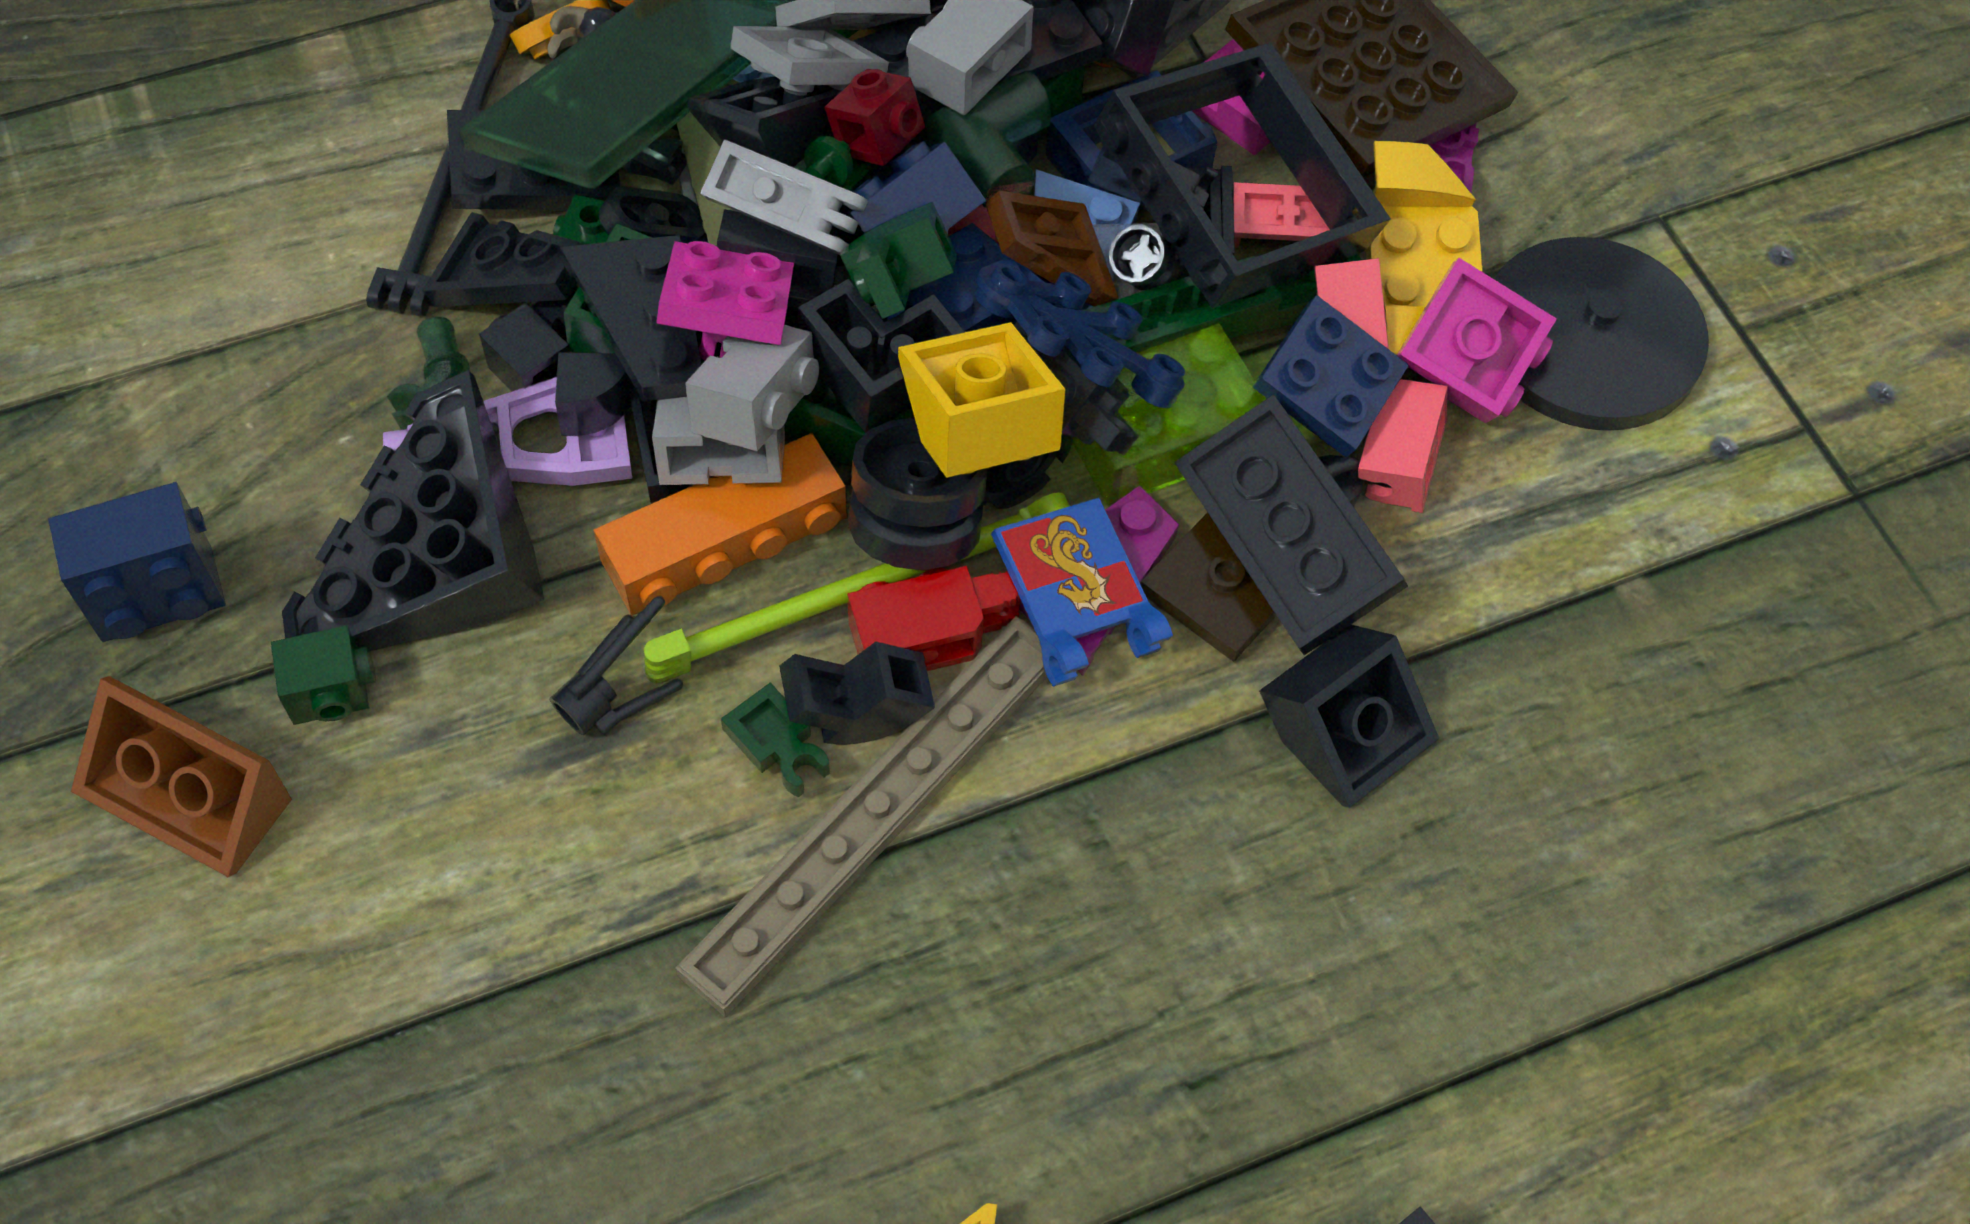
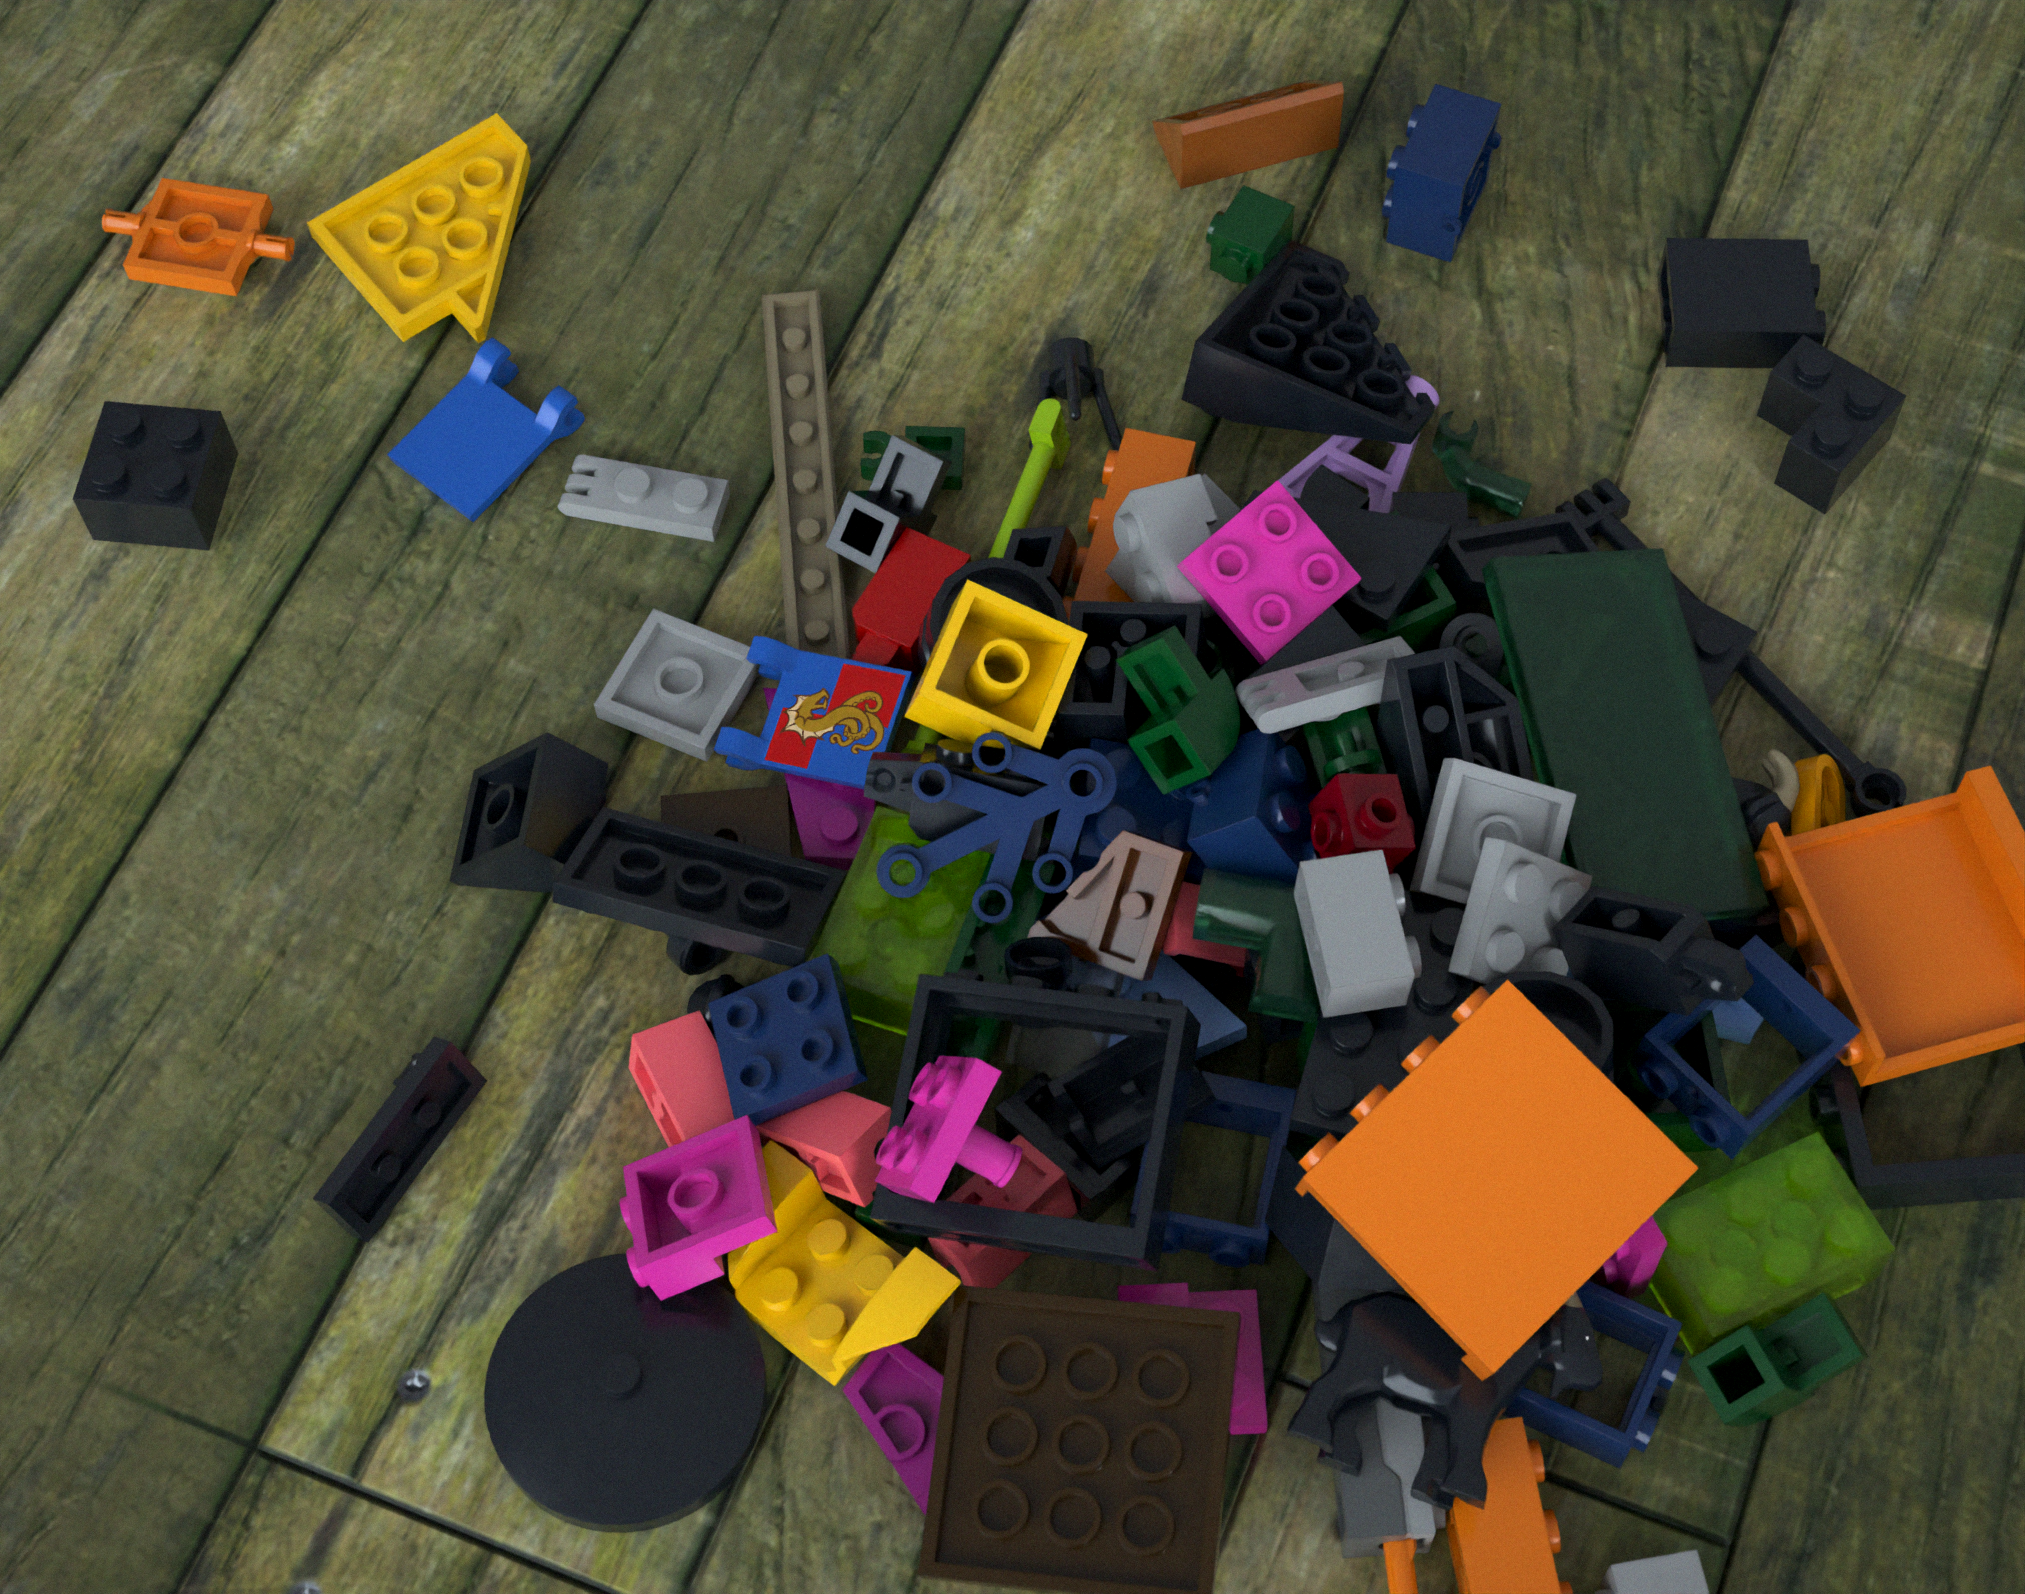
camera: 140 degrees right, 0 degrees up
(111, 315) = (1737, 301): none -> black brick
(194, 182) = (1834, 417): none -> black brick
(808, 544) = (1045, 550): none -> black brick
(1006, 914) = (645, 497): none -> light grey hinge
(1086, 1104) = (482, 435): none -> blue flag
(1141, 722) = (678, 685): none -> light grey plate
(1329, 163) = (945, 1132): none -> dark pink plate
(1577, 589) = (400, 1138): none -> black hinge

